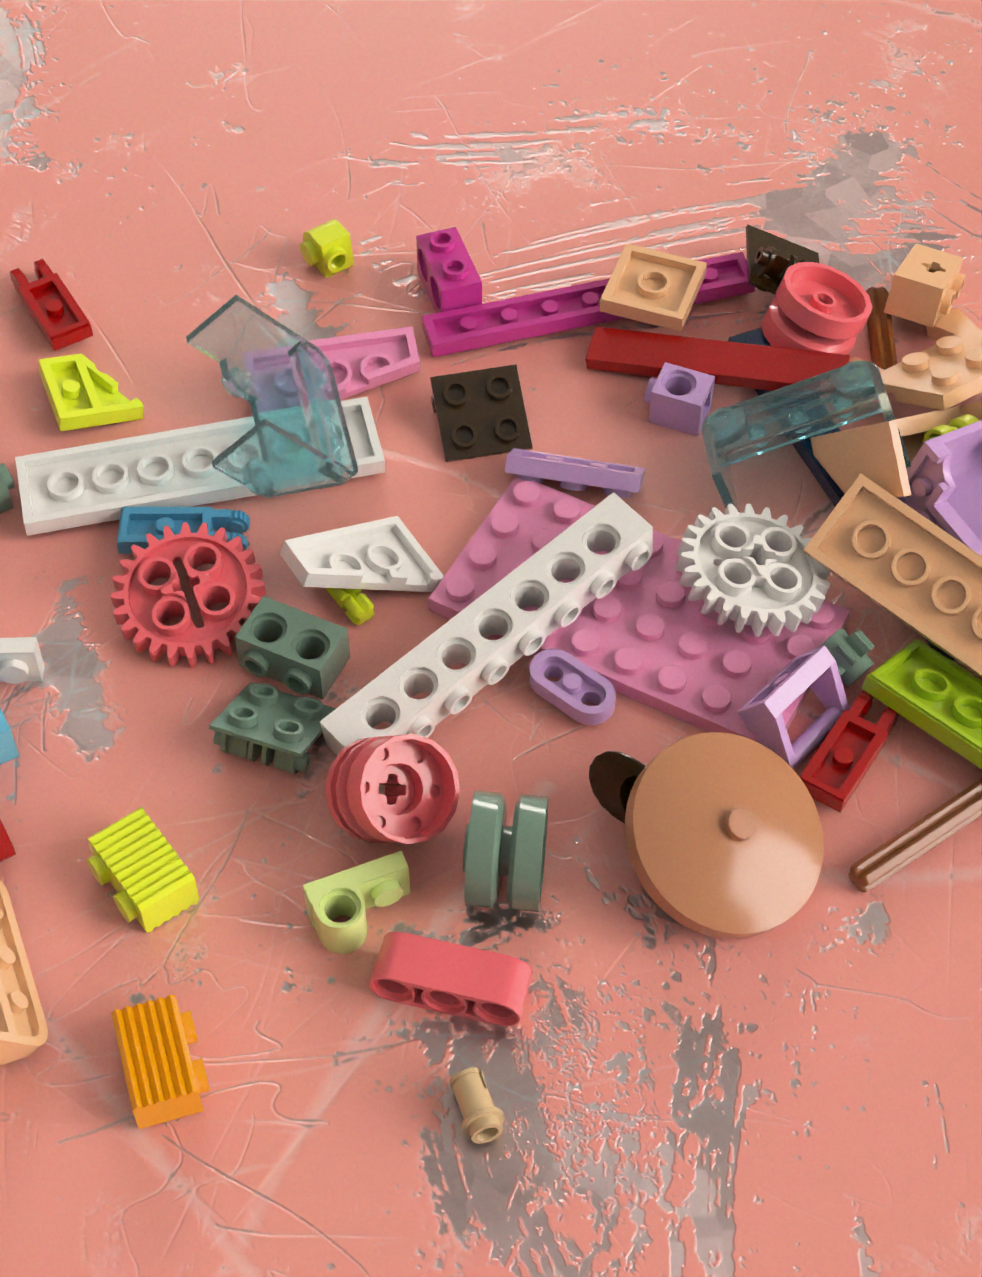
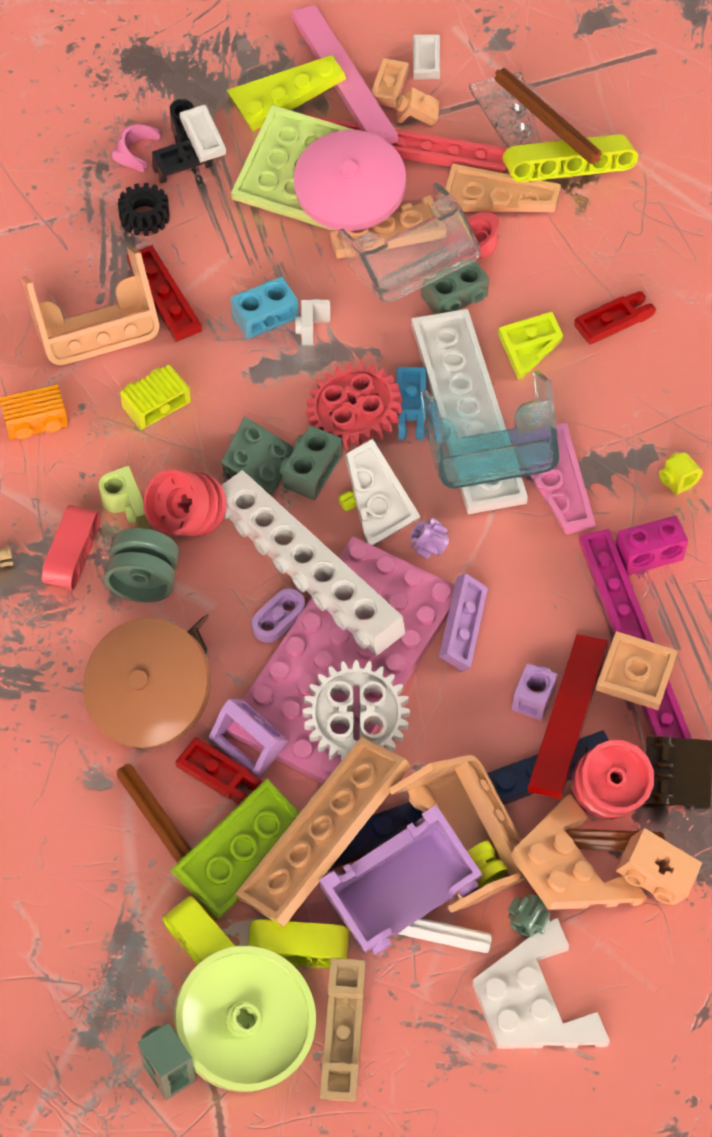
camera: 90 degrees right, 5 degrees up
(431, 514) = (429, 538): none -> lavender gear
(480, 412) = (518, 567): dark brown hinge -> none
(791, 416) = (497, 770): clear light blue windscreen -> none
(850, 654) = (290, 773): sand green gear -> none

